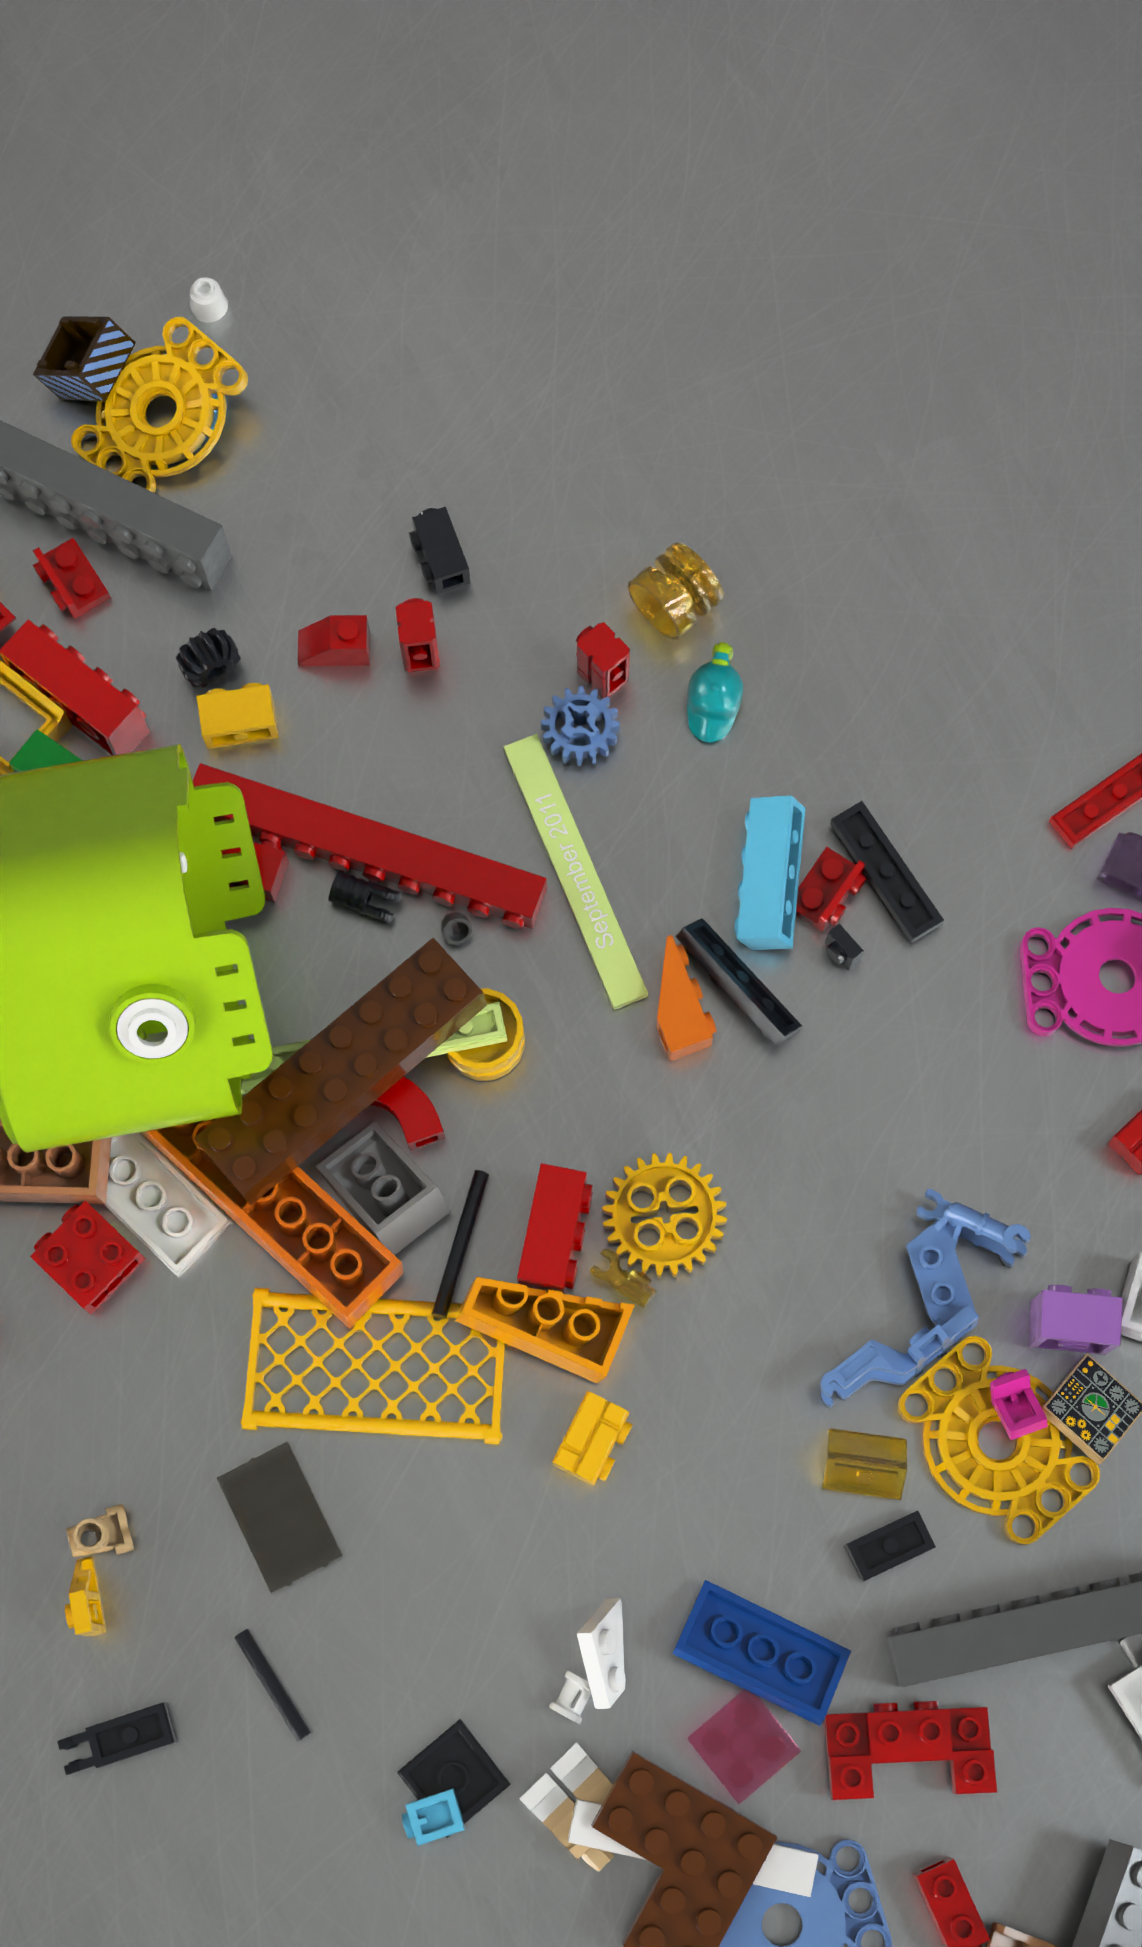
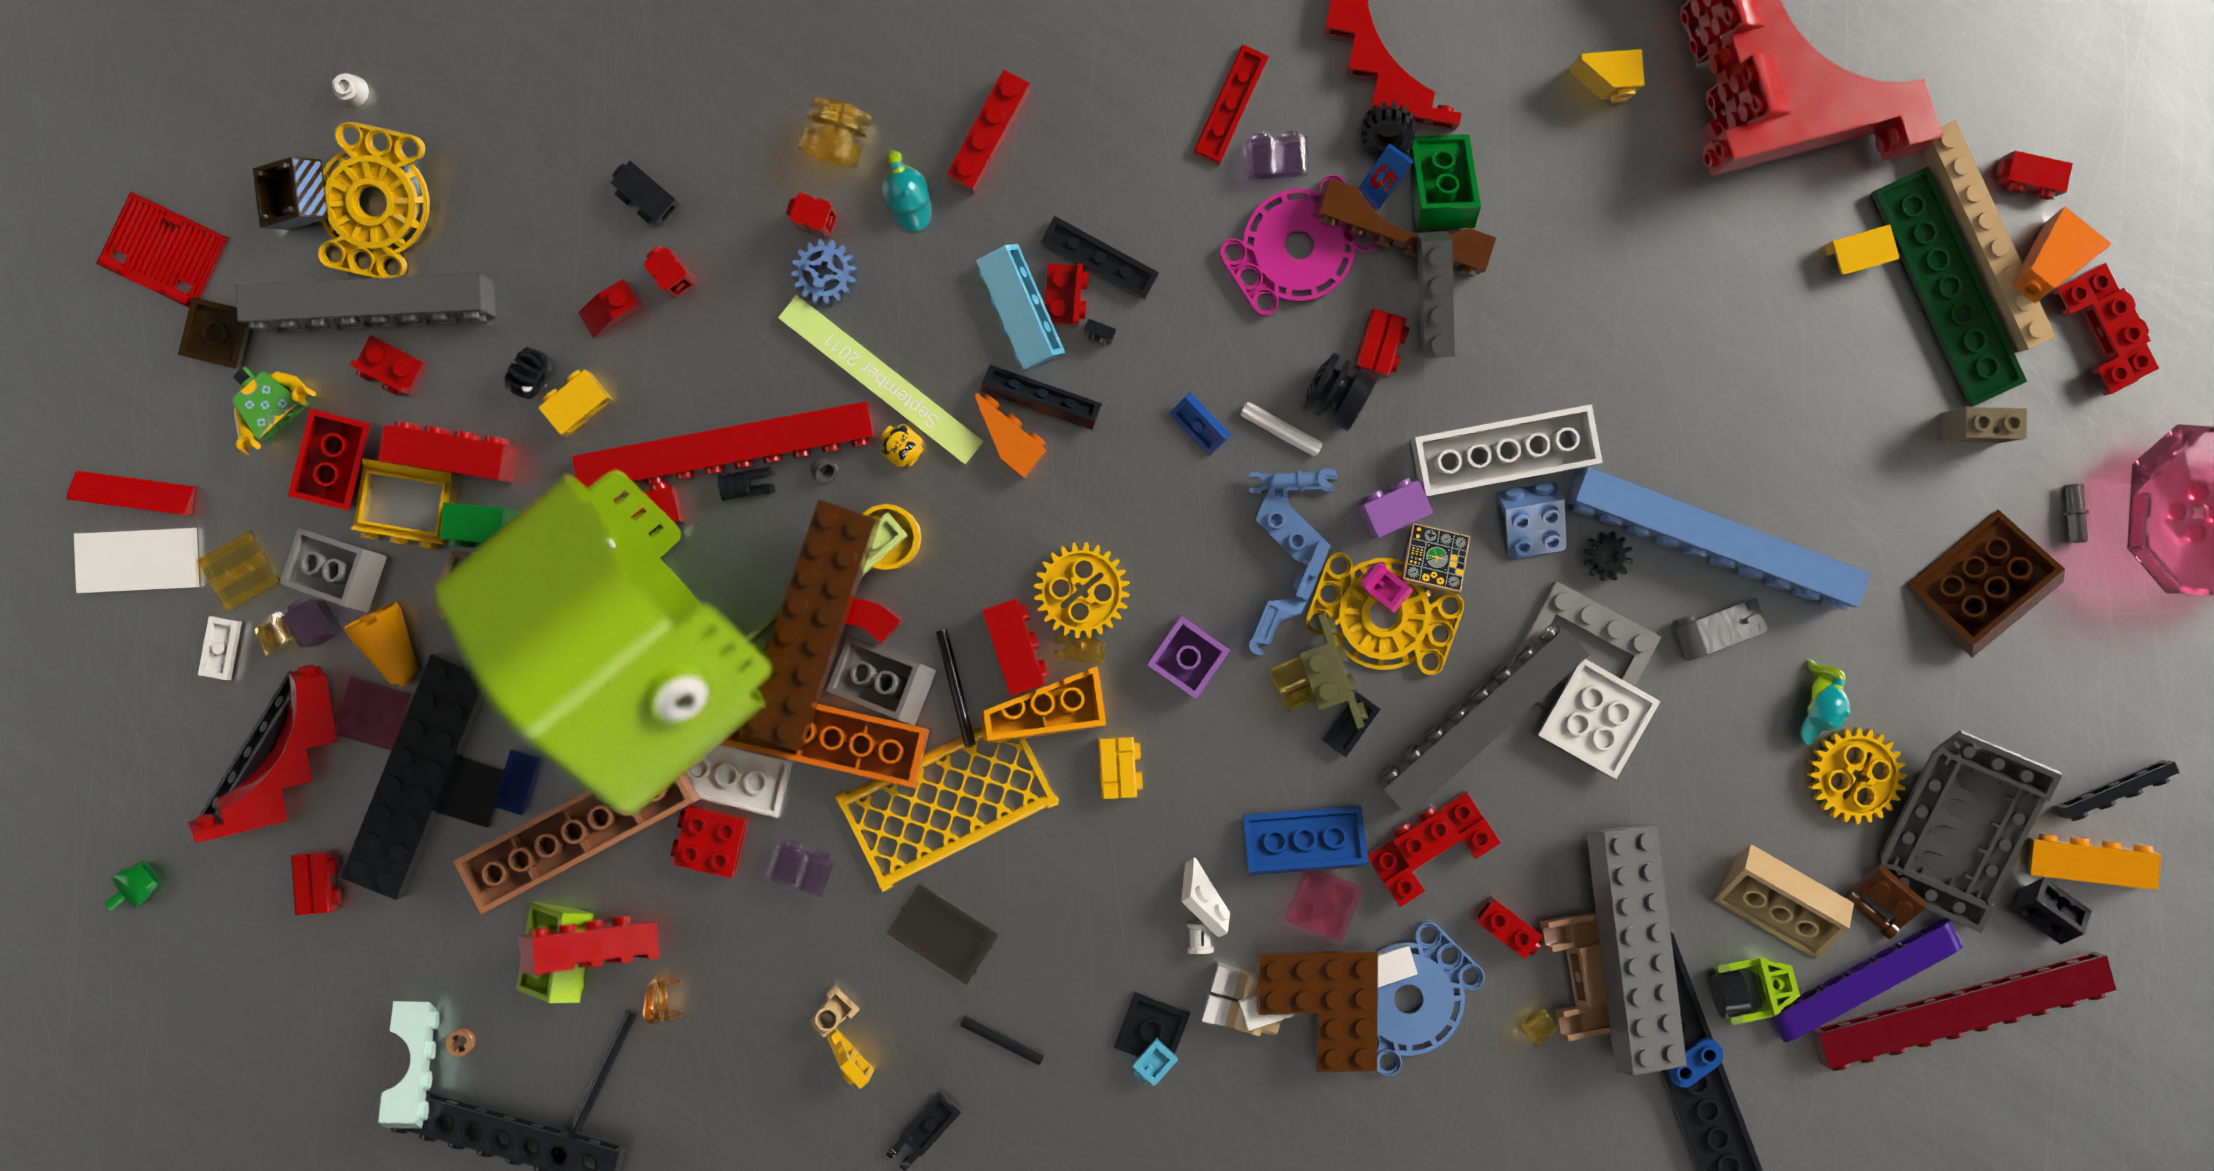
camera: 30 degrees left, 15 degrees up
(166, 1345) = (800, 868): none -> clear purple brick
(555, 949) = (901, 445): none -> yellow head
(743, 1356) = (1188, 657): none -> medium lavender brick
(839, 678) = (988, 131): none -> red brick
(896, 1467) = (1328, 674): none -> olive bracket
(900, 1106) = (1200, 423): none -> blue plate
(989, 1165) = (1281, 429): none -> white axle
(1080, 1154) = (1340, 391): none -> black wheel

